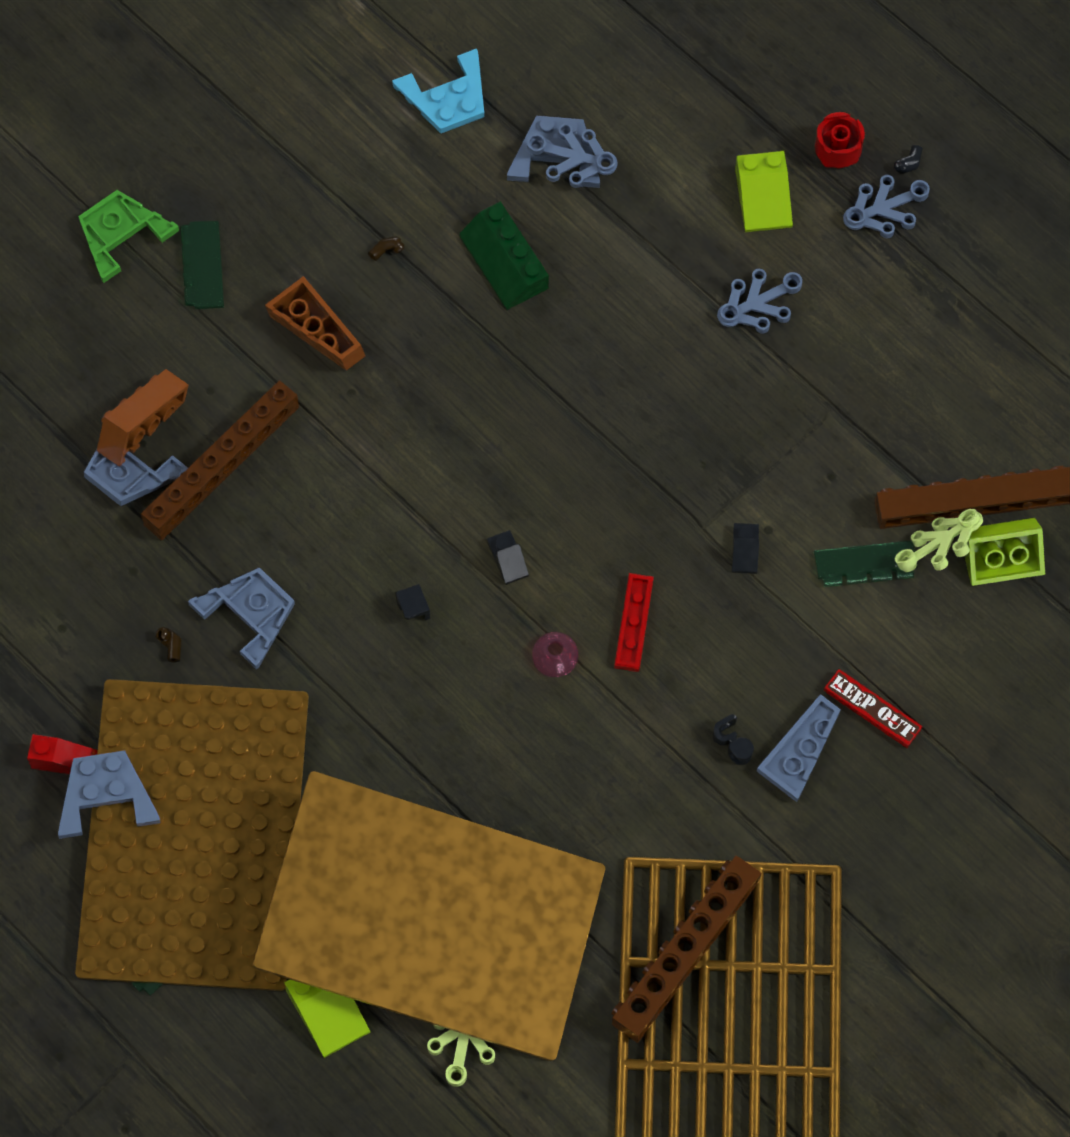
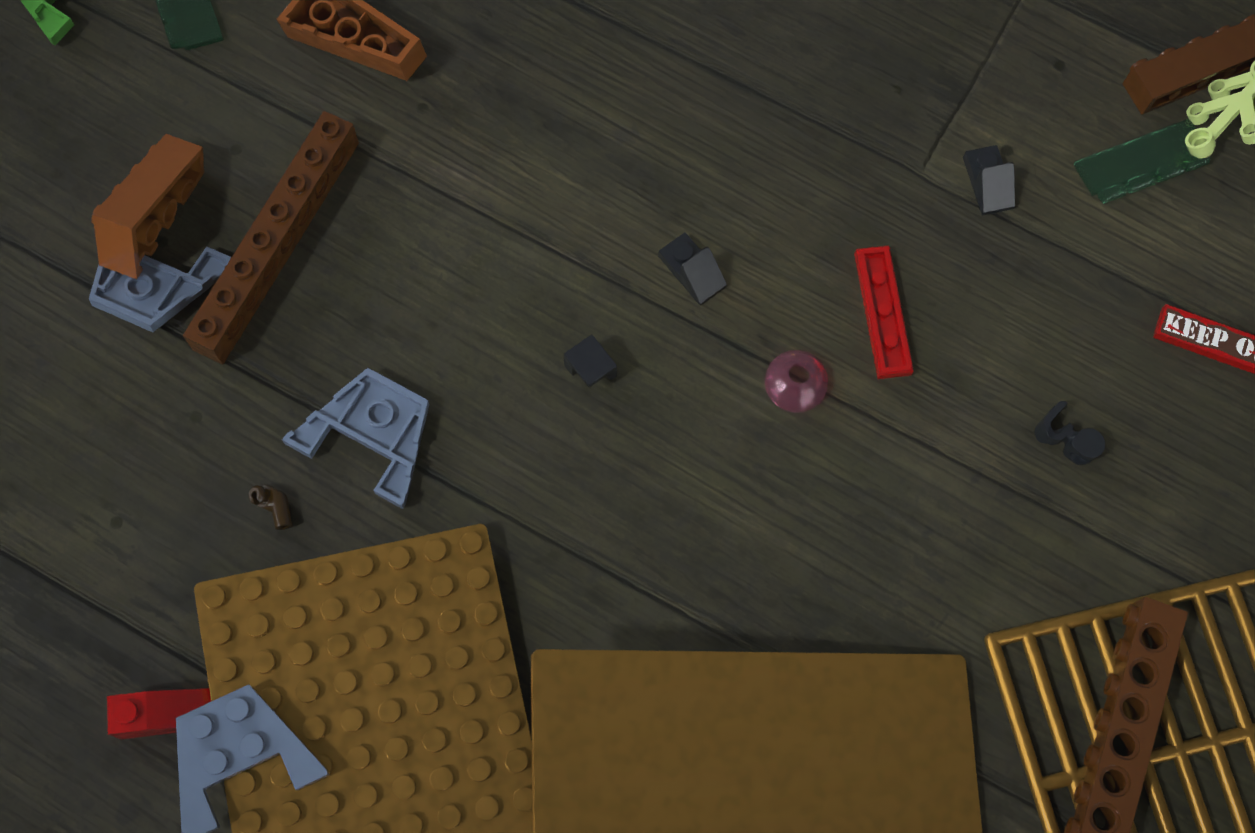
camera: 20 degrees left, 5 degrees up
(798, 751) = (1156, 426): sand blue wing -> none

